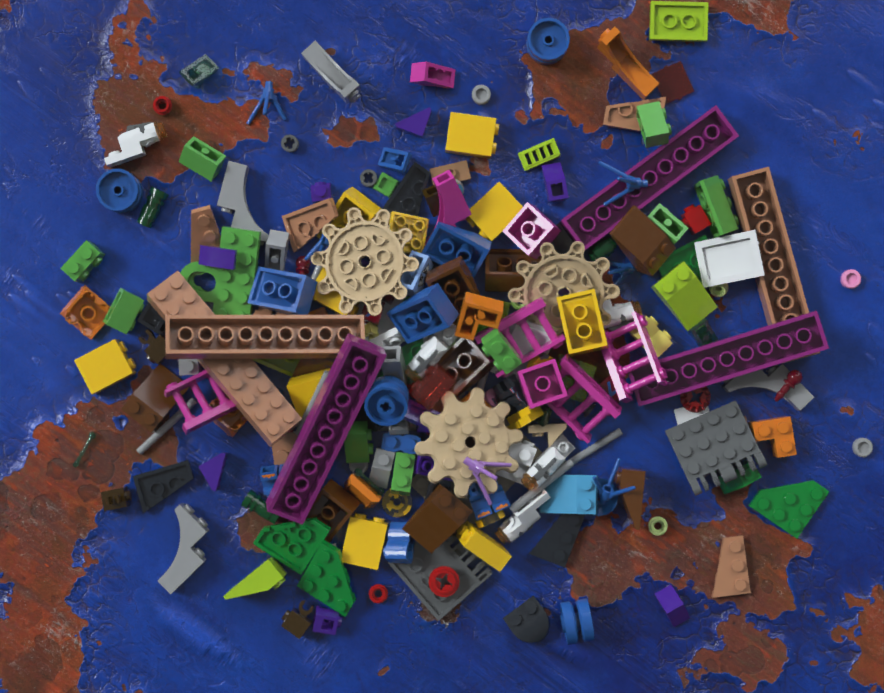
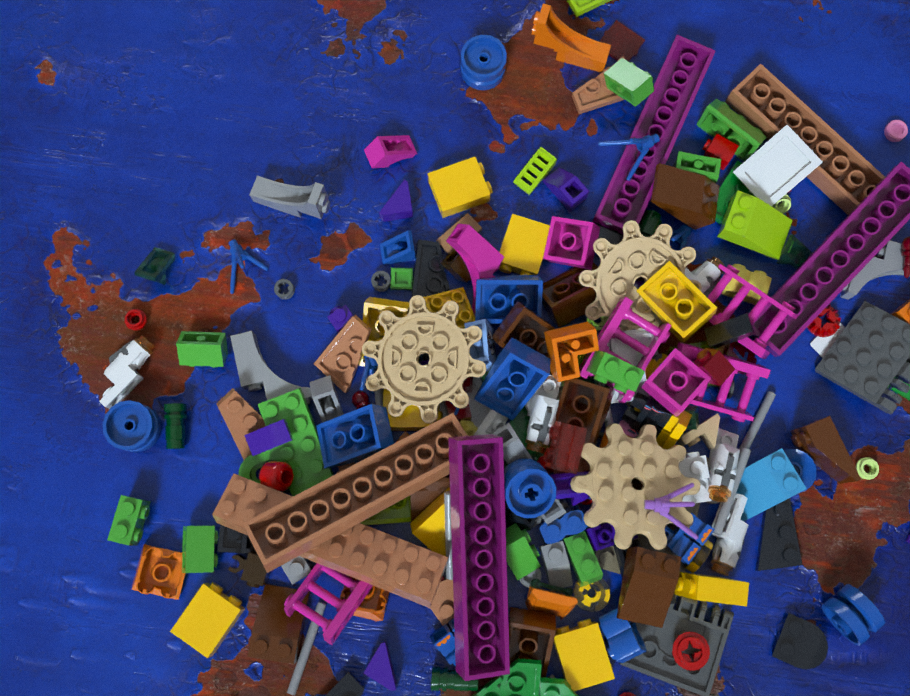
camera: 30 degrees left, 10 degrees down
(208, 289) = (276, 475): none -> red head
(481, 94) = (446, 146): light grey tile -> none
(575, 387) = (714, 365): none -> dark red brick
(606, 492) = (801, 459): blue plant -> none
(609, 367) = (729, 331): none -> black slope

